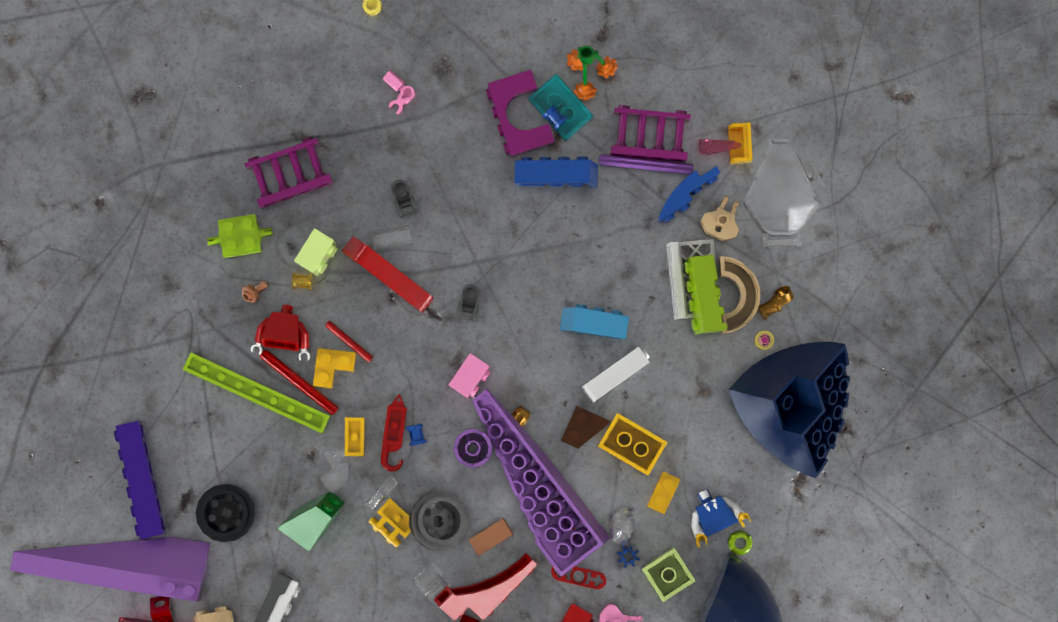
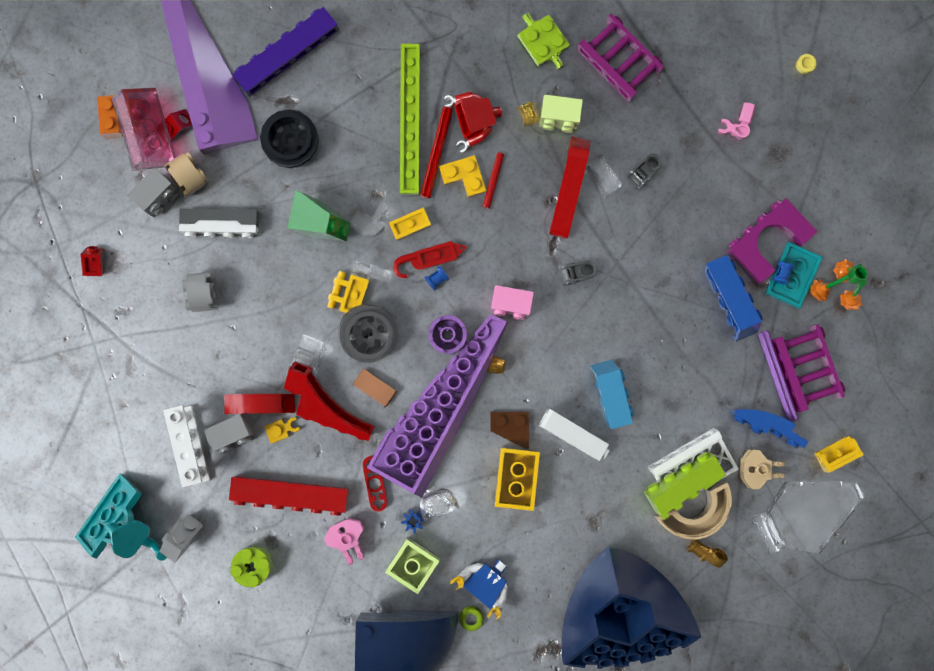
camera: 65 degrees right, 0 degrees up
(252, 292) = (496, 73): nougat plate -> none
(663, 492) = (485, 527): yellow plate -> none
(710, 147) = (825, 432): clear pink slope -> none
(764, 340) = (667, 557): tile -> none

